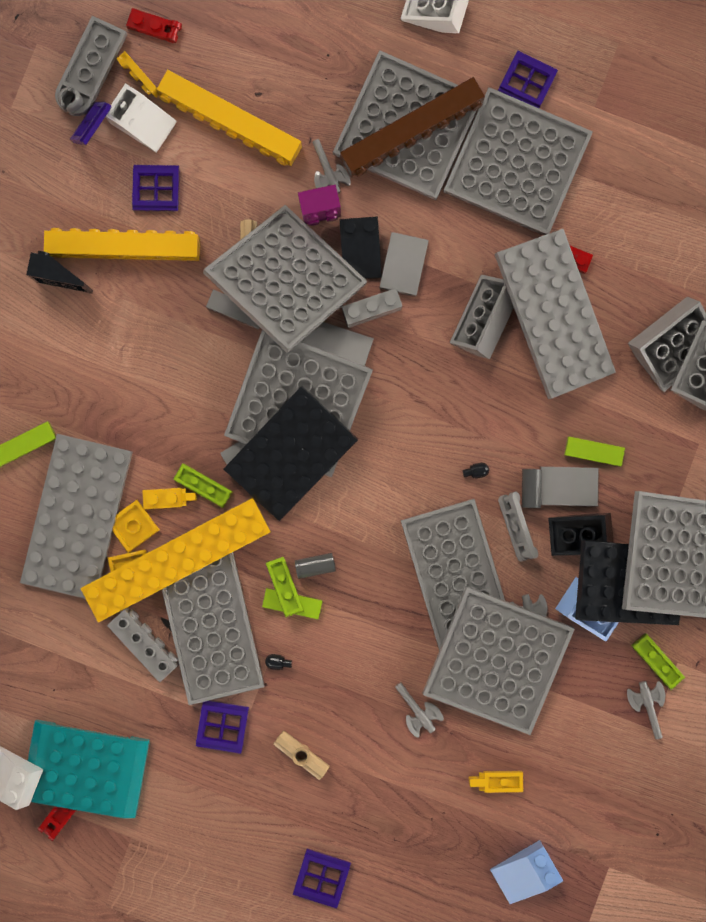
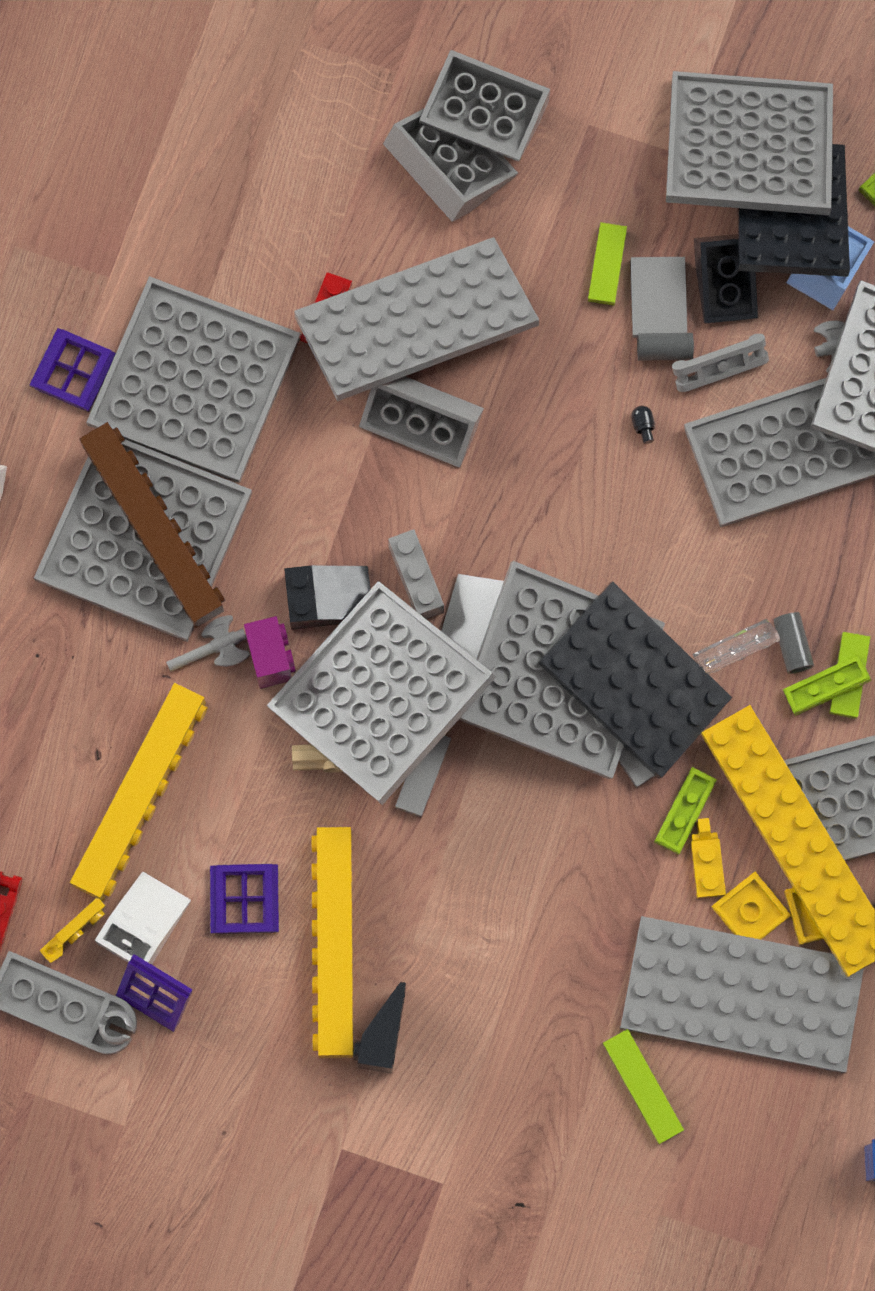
camera: 90 degrees left, 10 degrees down
(313, 526) = (736, 647): none -> clear plate
(404, 264) = (347, 534): light grey tile -> none

